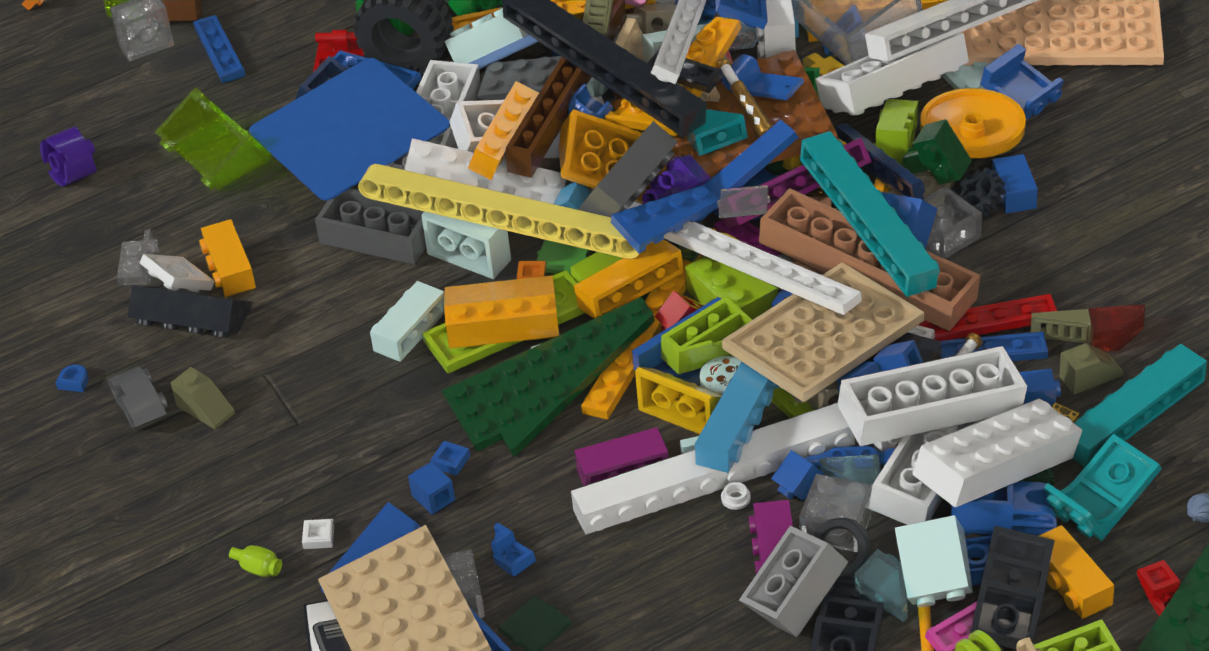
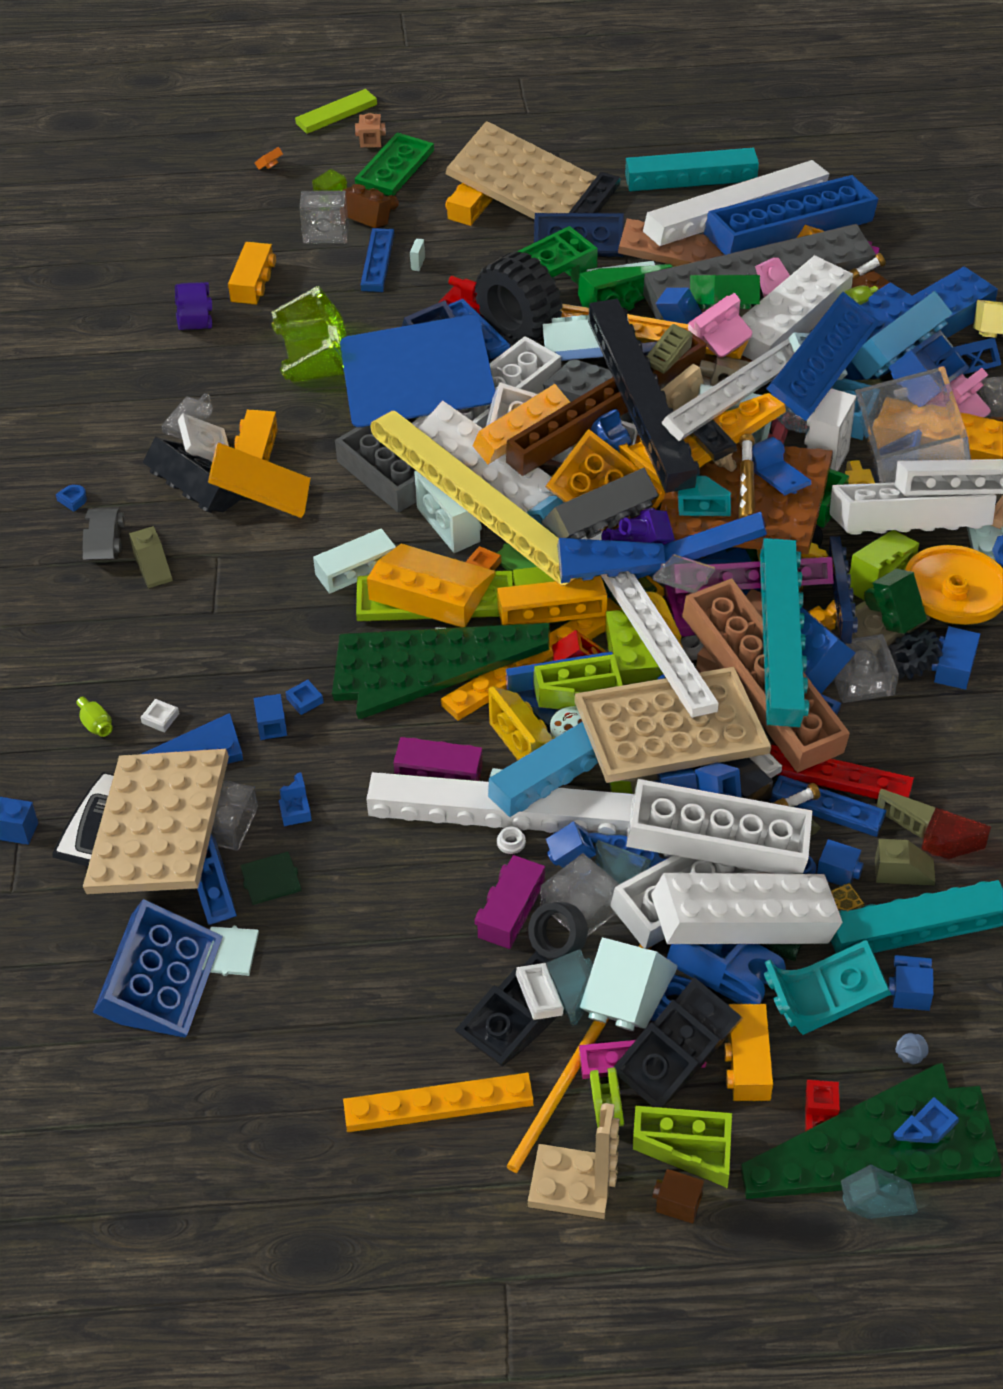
camera: 25 degrees right, 5 degrees up
(102, 105) = (251, 273): none -> light orange brick
(259, 28) = (417, 254): none -> light aqua tile
(264, 285) = (259, 480): none -> light orange tile
(794, 580) = (494, 944): light grey slope -> none
(861, 602) = (539, 991): none -> white tile
(1170, 454) = (912, 983): none -> blue brick

